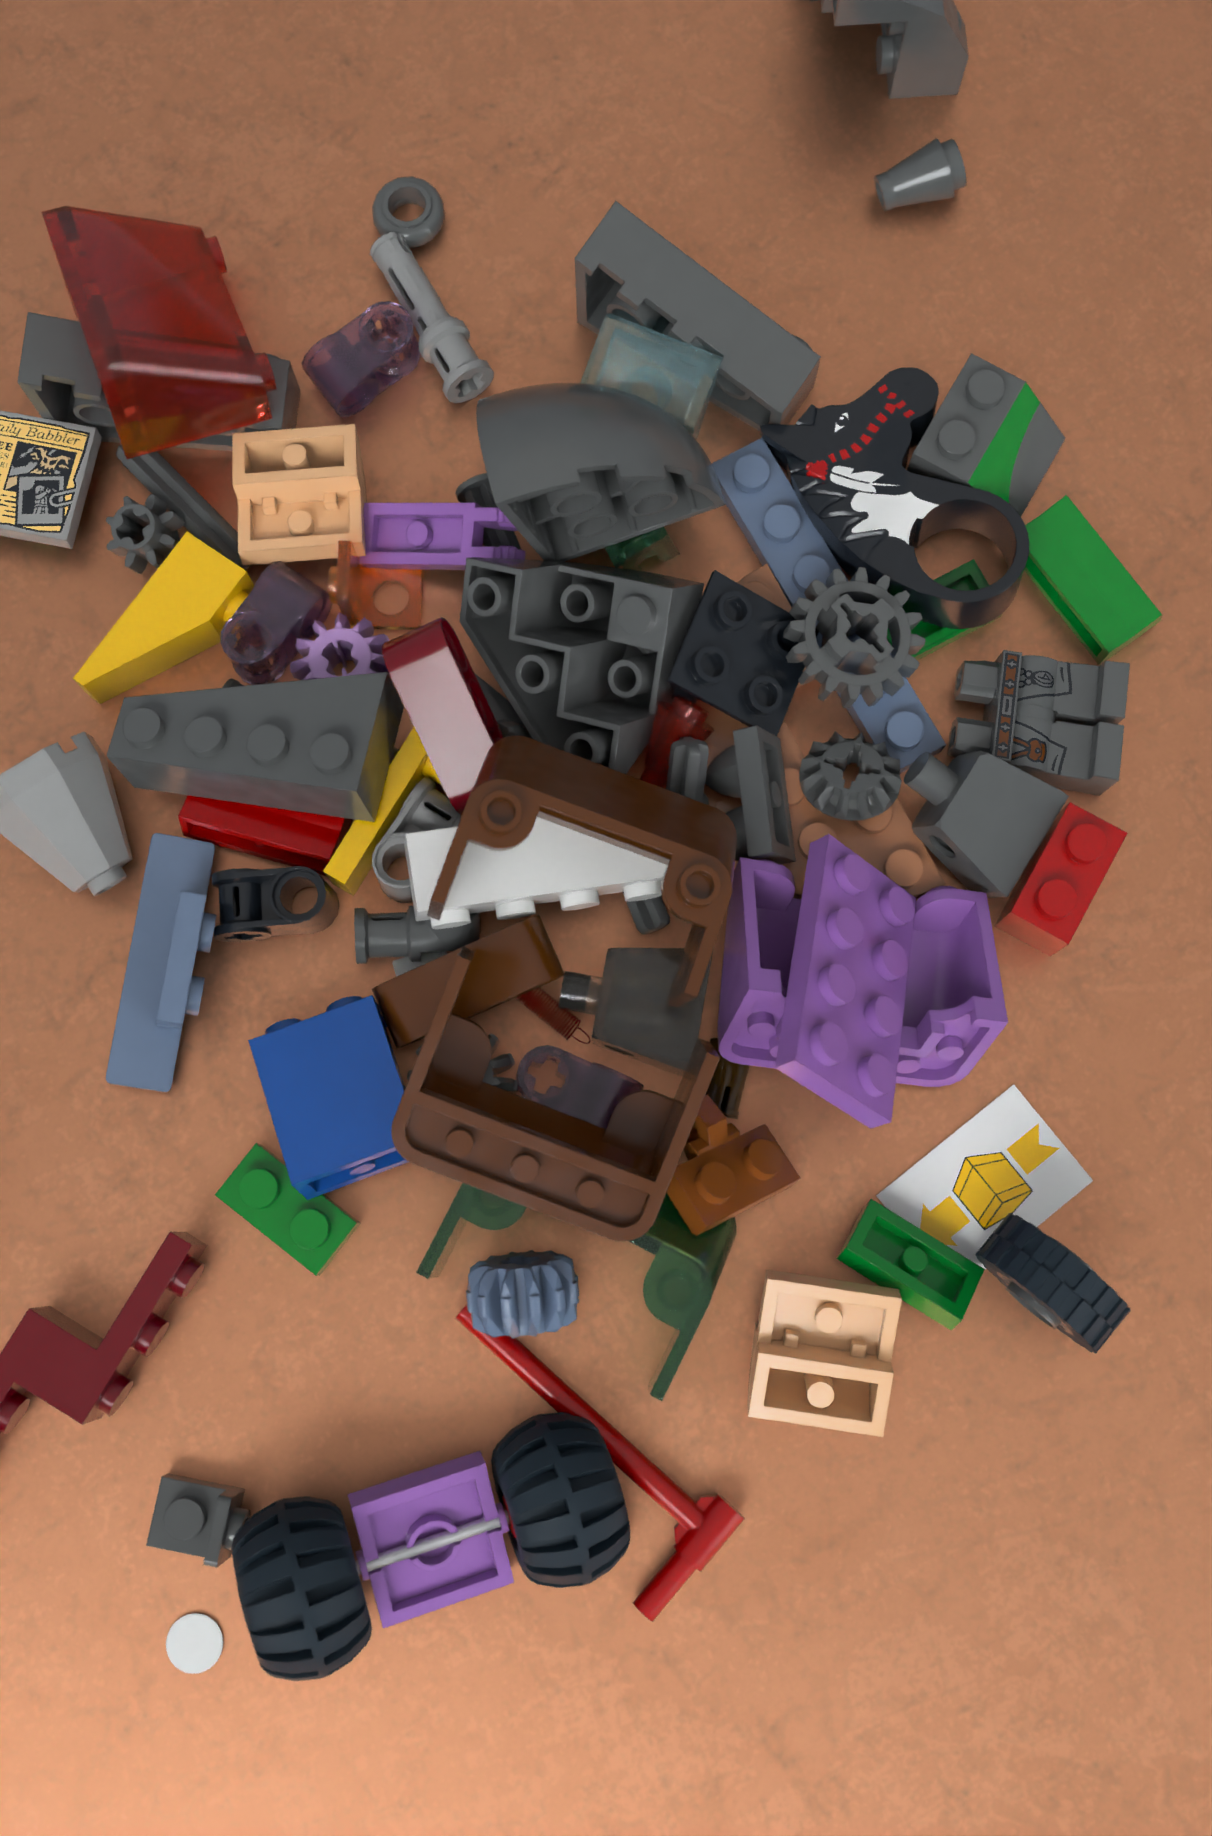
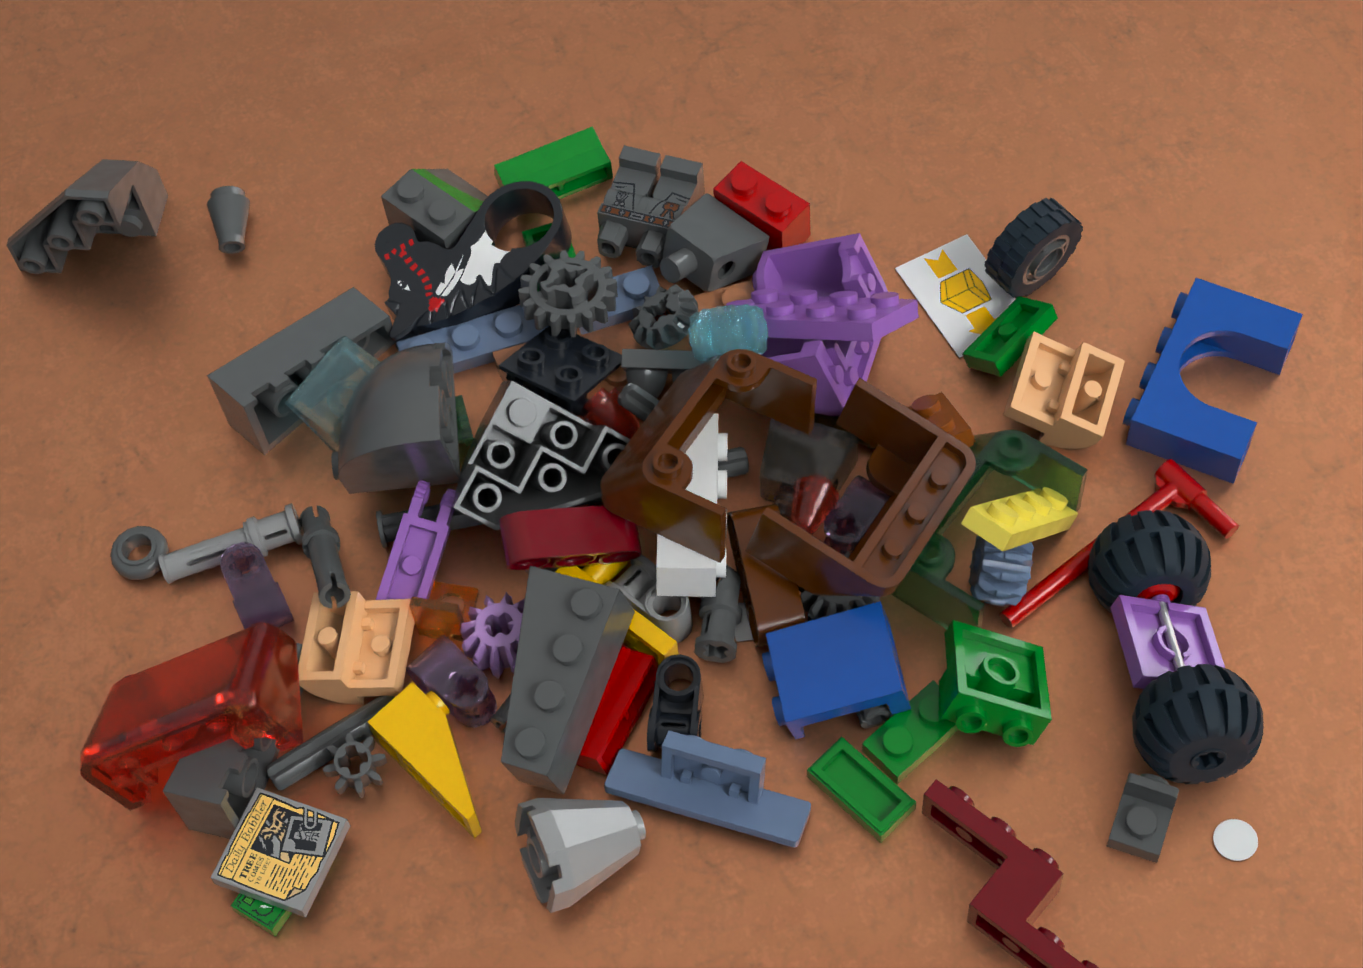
camera: 75 degrees left, 20 degrees down
(201, 1151) = (861, 789): none -> green tile
(345, 1305) = (994, 685): none -> green plate
(430, 418) = (322, 547): none -> dark grey pin
(555, 1023) = (812, 502): none -> clear red cone
(562, 1312) = (1020, 518): none -> light yellow plate
(775, 862) = (726, 329): none -> clear light blue gear
(984, 1553) = (1207, 324): none -> blue arch

